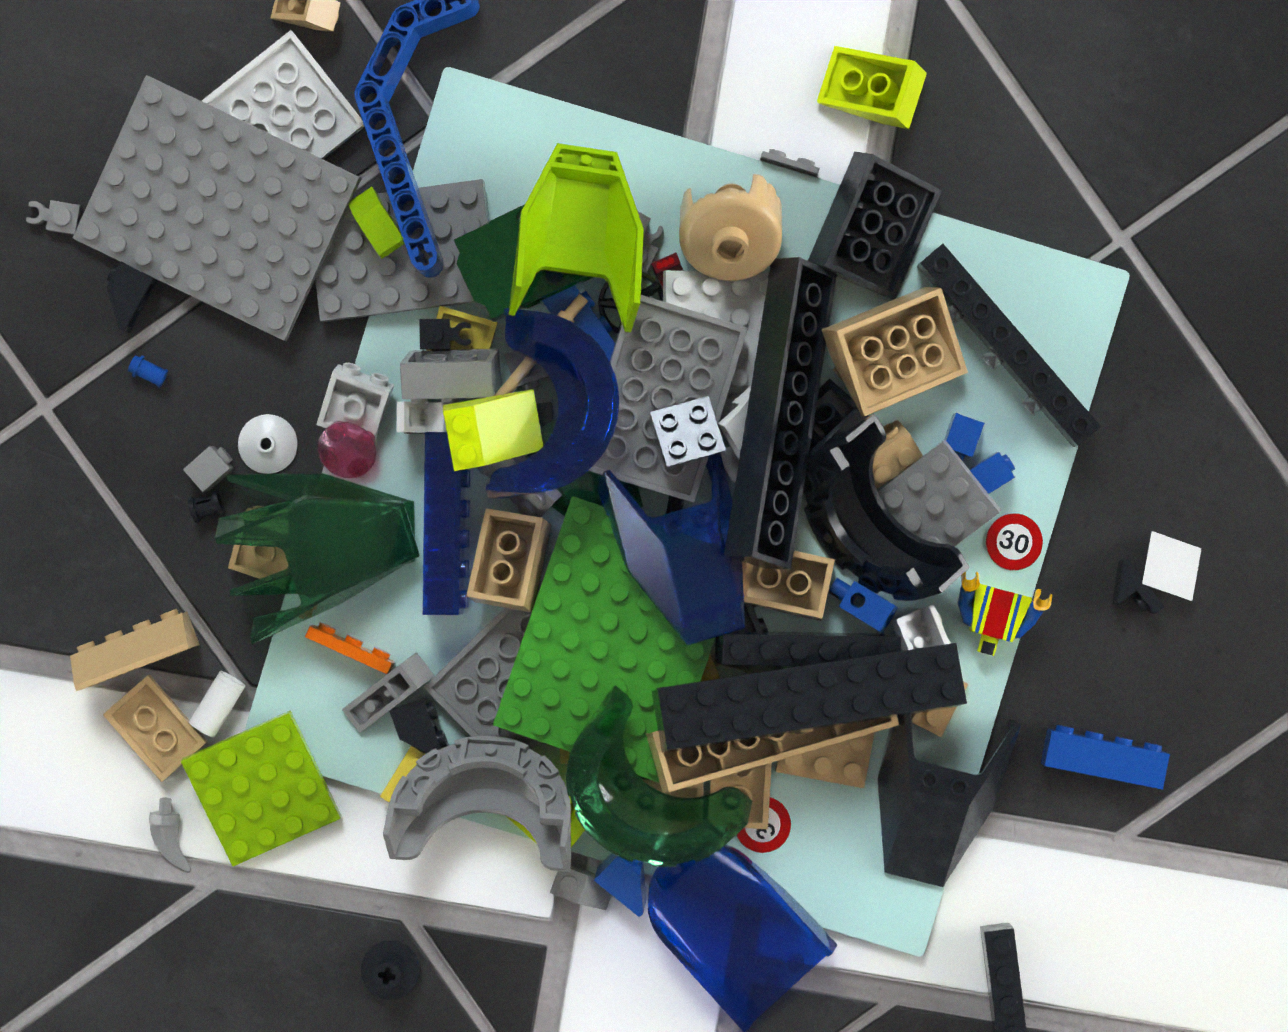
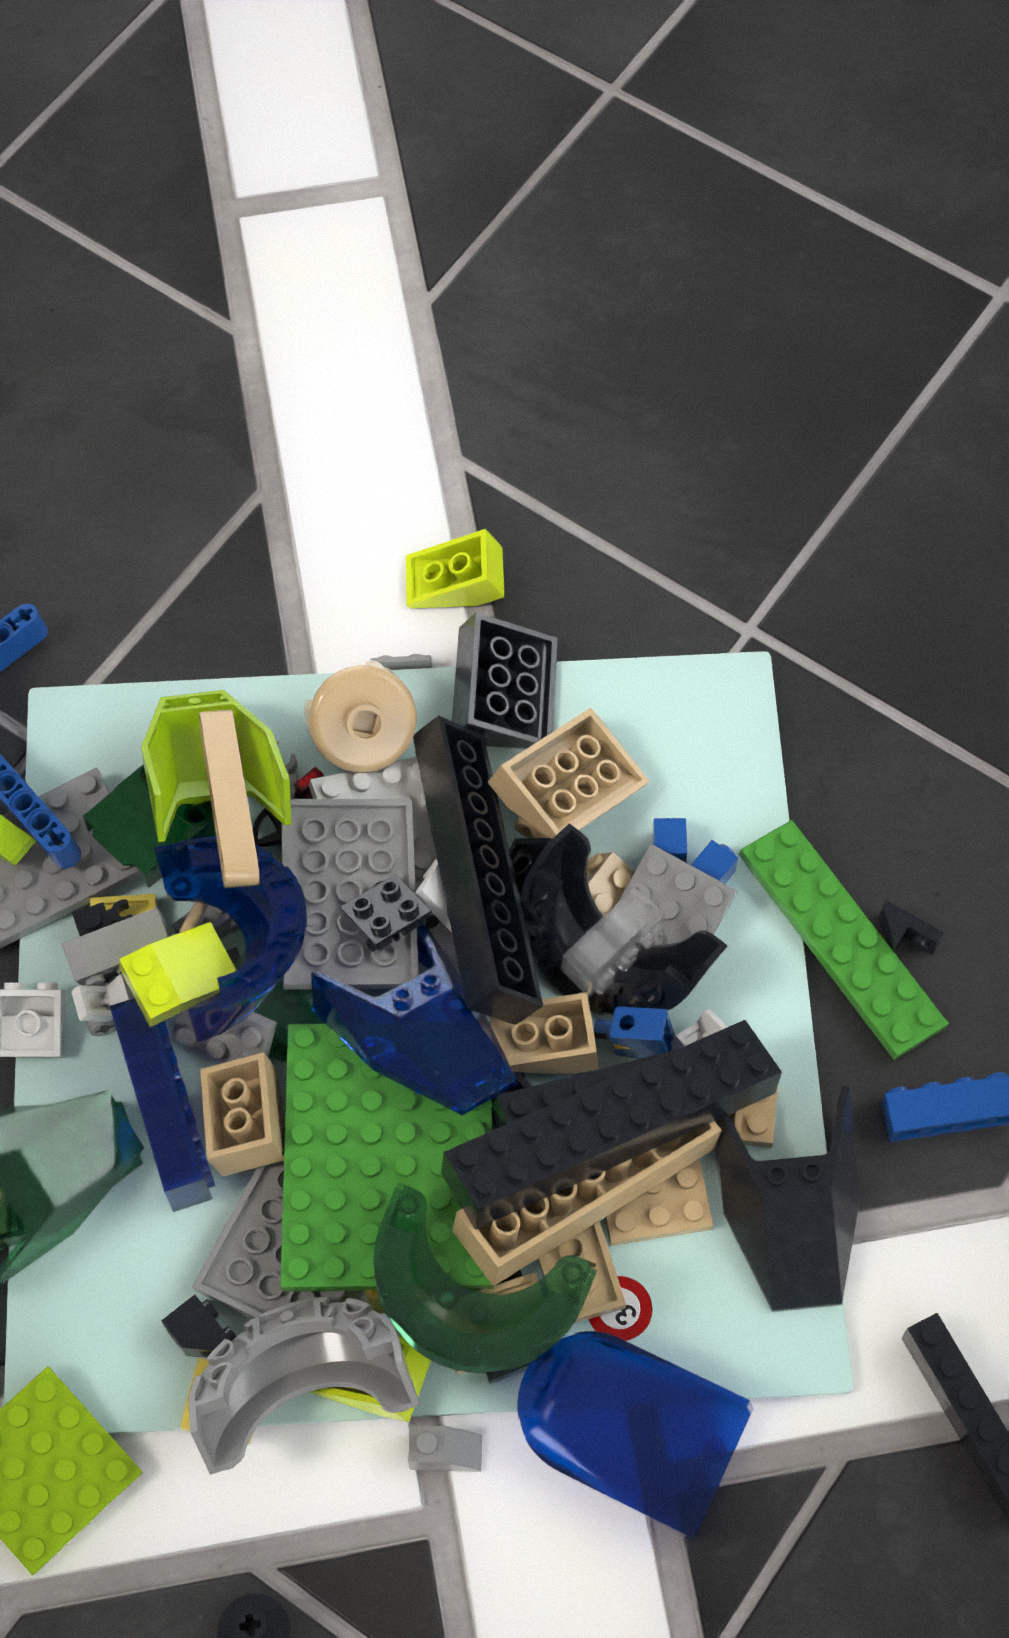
camera: 15 degrees left, 25 degrees down
(347, 449) = (33, 1069): clear pink dish -> none
(350, 647) = (97, 1273): orange plate -> none
(388, 692) = (158, 1296): light grey slope -> none
(584, 284) = (228, 799): none -> tan beam
(623, 881) = (488, 1418): blue slope -> none
(872, 531) = (613, 943): none -> clear brick
(997, 612) = (777, 995): torso -> none
(1008, 347) = (684, 748): black piece -> none
(1014, 541) = (764, 930): red sticker -> none
(1076, 574) = (843, 939): none -> bright green plate
(1171, 566) = (933, 896): white sticker -> none

